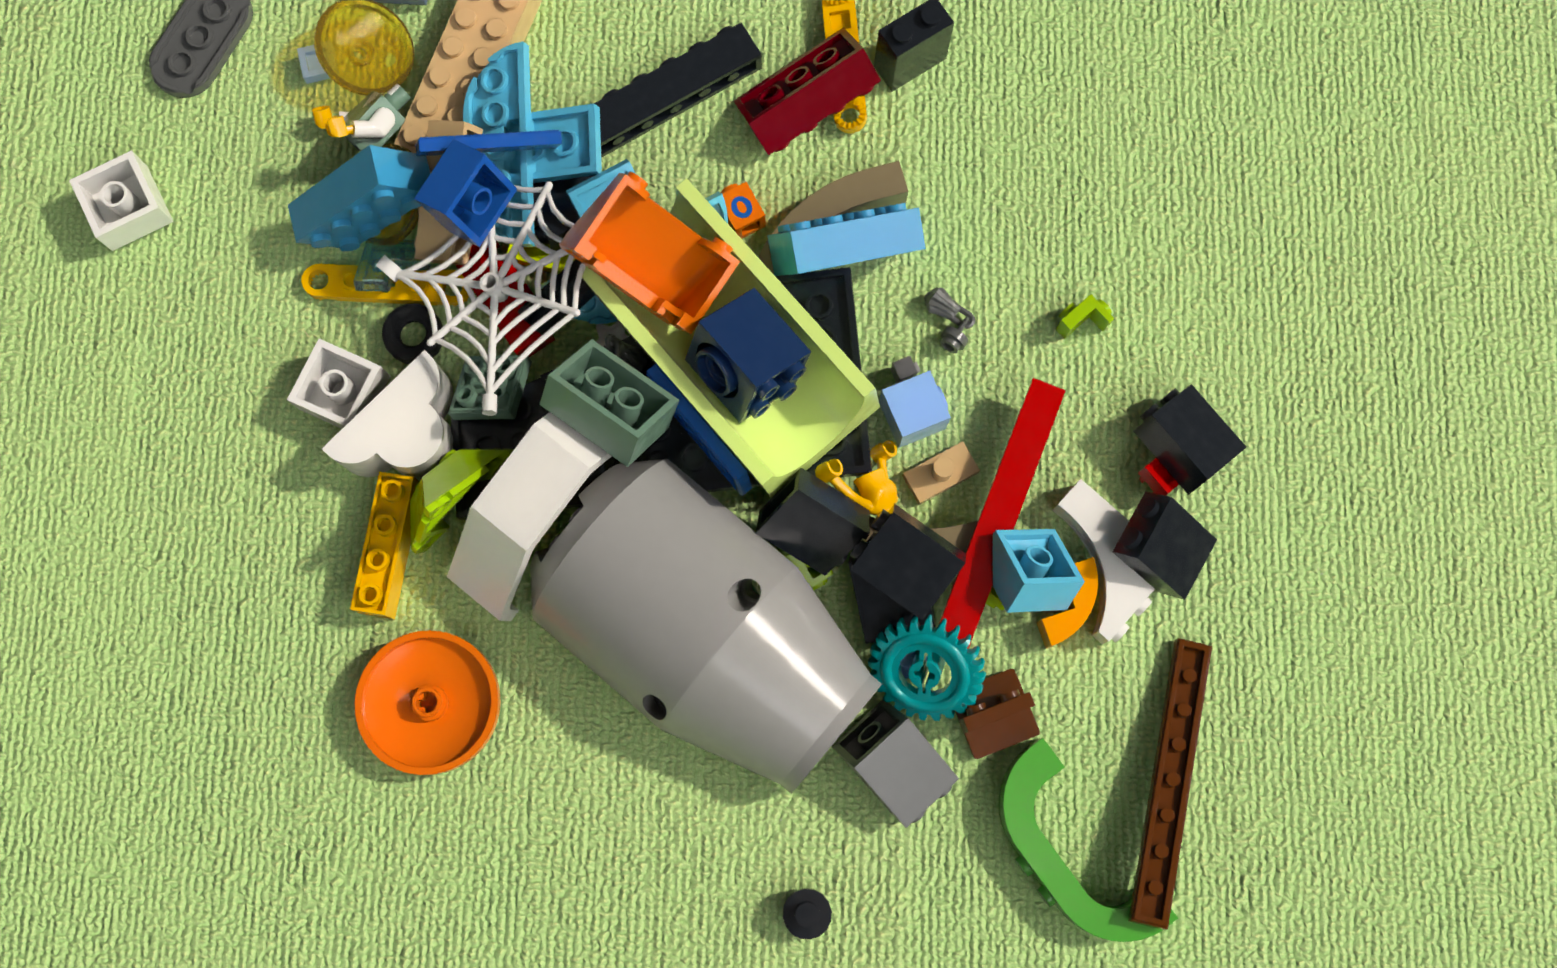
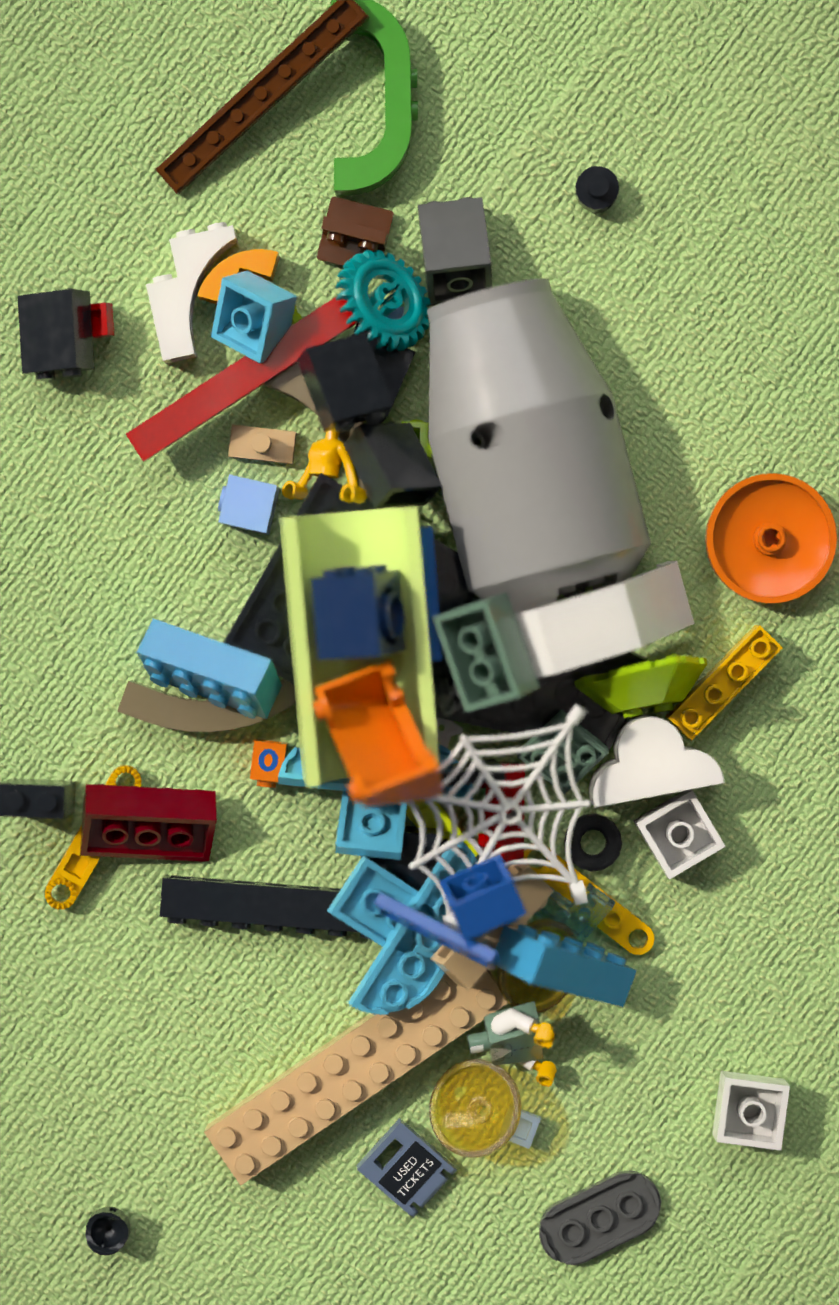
camera: 145 degrees left, 10 degrees up
(904, 369) = (232, 542): flat silver piece -> none
(942, 304) = (165, 576): dark grey piece -> none
(1075, 315) = (68, 492): lime bracket -> none
(1165, 545) = (137, 265): black brick -> none

